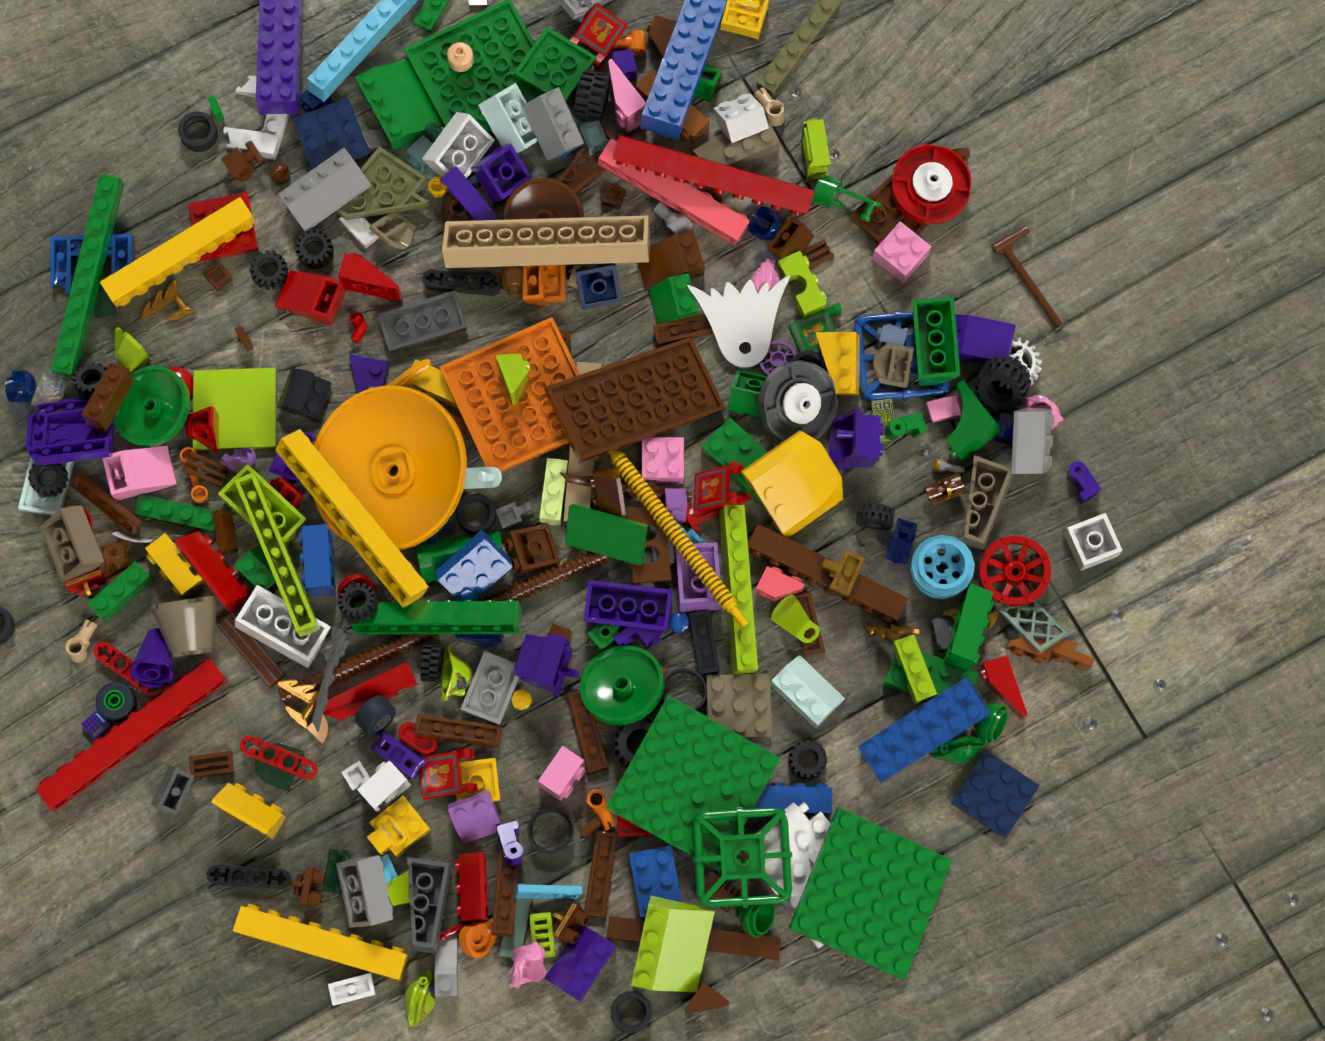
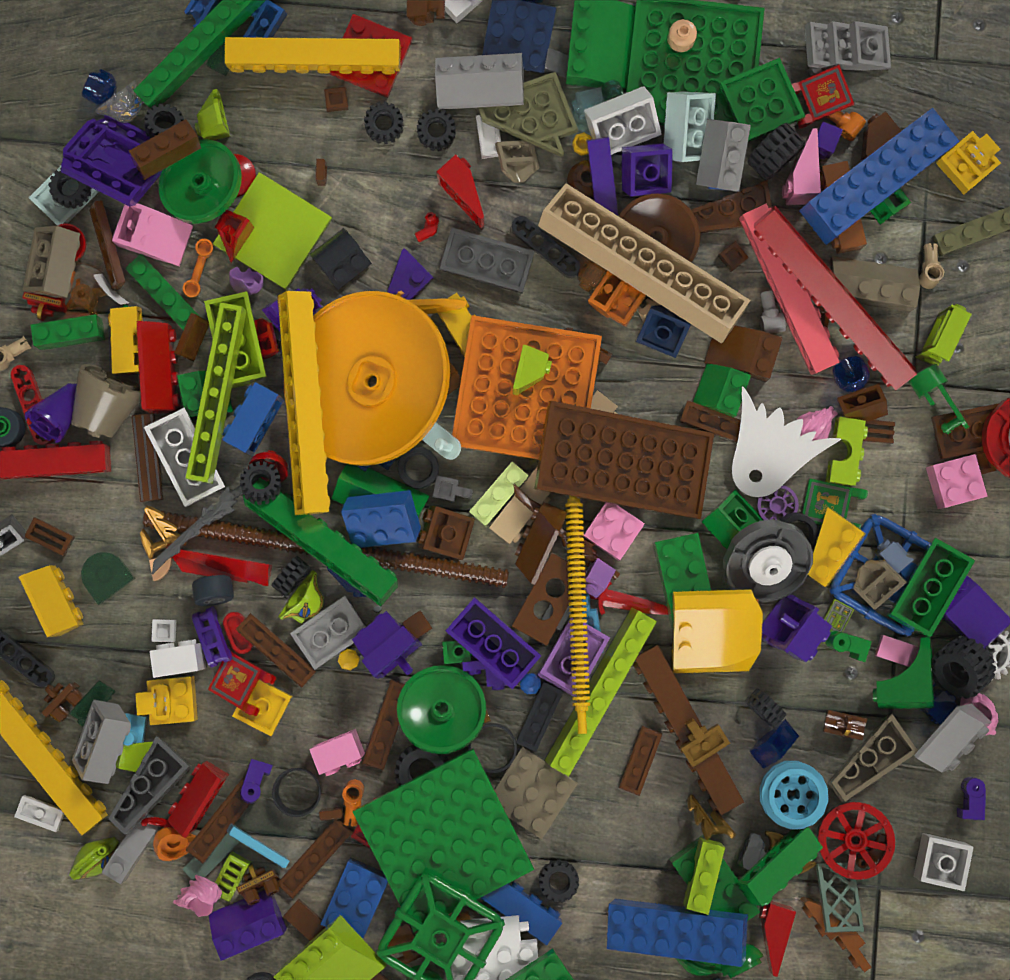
camera: 30 degrees right, 10 degrees up
(171, 295) = (284, 90): pearl gold piece -> none
(189, 461) = (222, 285): reddish brown tile -> none
(280, 173) = (452, 38): reddish brown tile -> none
(280, 755) = (106, 572): red beam -> none
(312, 296) = (404, 172): red slope -> none
(474, 816) = (239, 735): medium lavender slope -> none
(593, 137) = (752, 190): clear light blue brick -> none
(606, 534) = (516, 568): green tile -> none
(712, 488) = (640, 586): red flag -> none
(741, 117) = (897, 261): white brick -> none
(777, 586) = (636, 709): coral slope -> none
(793, 618) = (631, 748): lime piece -> none
(807, 691) = (600, 821): light aqua slope -> none
(941, 466) = (855, 698): light grey piece -> none

